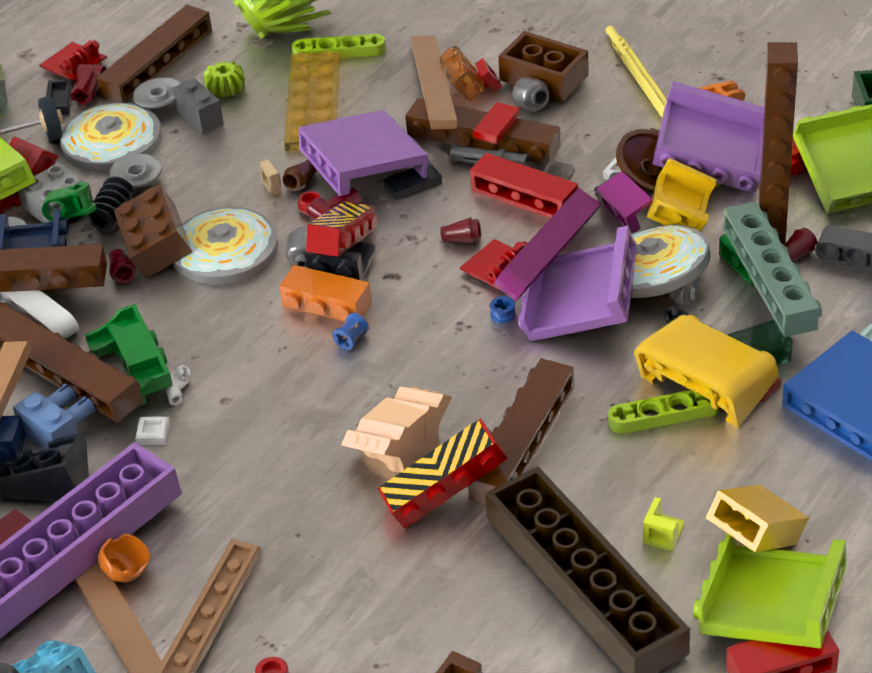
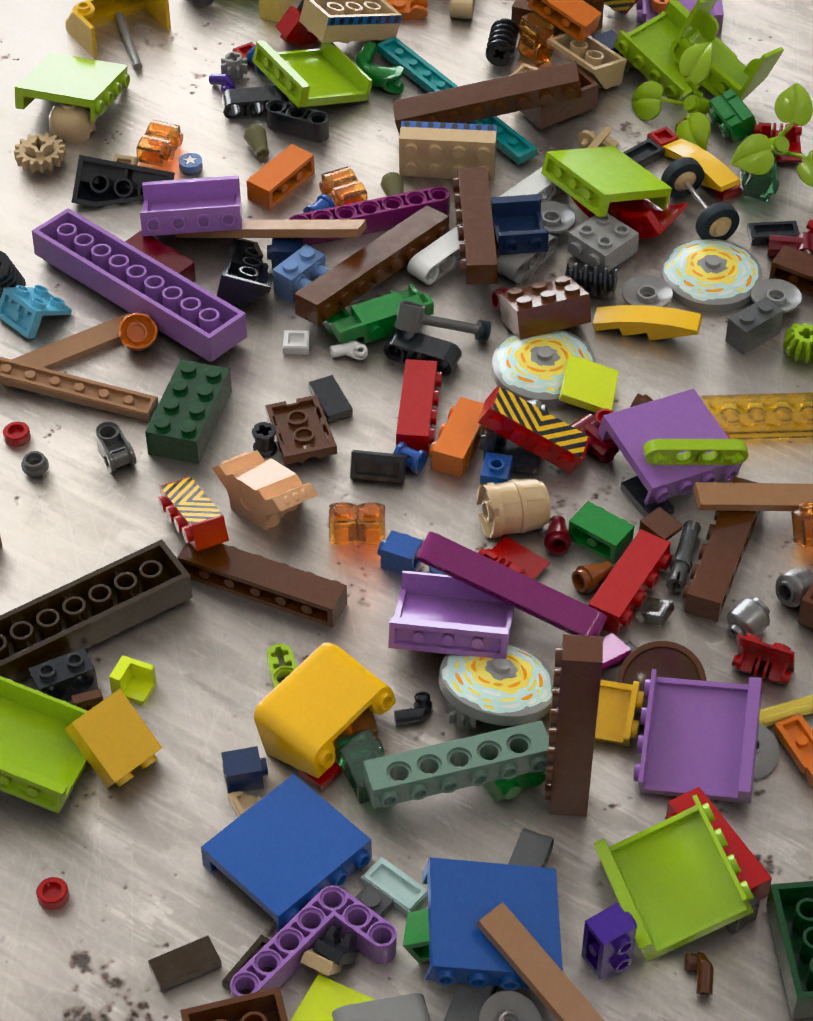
camera: 85 degrees right, 5 degrees up
(73, 200) = (563, 240): green piece -> none
(157, 313) = (412, 317): none -> dark grey piece
(181, 164) = (653, 320): none -> yellow slope
(192, 326) = (418, 346): none -> black beam
(249, 398) = (331, 398): none -> black tile
(264, 208) = (588, 384): none -> neon yellow tile
(264, 504) = (188, 411): none -> dark green brick
(270, 177) = (640, 384): tan tile -> none
(276, 326) = (418, 404): none -> red brick
(299, 415) = (301, 430): none -> reddish brown piece
(312, 570) = (113, 446): none -> dark grey piece
(318, 439) = (264, 439): none -> black bush
(329, 646) = (34, 463): none -> dark grey plate
(363, 352) = (378, 466): none -> black tile
(382, 269) = (496, 475): none -> blue brick
(389, 123) = (724, 452): none -> lime beam
(436, 252) = (513, 507): none -> tan piece
(446, 362) = (356, 523): none -> clear orange brick
(457, 167) = (660, 524): none -> reddish brown panel
(461, 200) = (600, 532): none -> green brick
(486, 332) = (399, 552): none -> blue brick
(496, 122) = (717, 546): red tile -> none
(516, 211) = (590, 576): none -> dark orange cone
(569, 119) = (748, 617): none -> flat silver head
(618, 112) = (778, 655): none -> red hinge
(670, 576) = (65, 675): none -> black brick
(700, 556) = (87, 699): none -> reddish brown tile
(772, 432) = (244, 769): none -> dark blue brick
(801, 243) = (531, 815): dark red cone -> none
(808, 434) = (241, 802): none -> tan tile

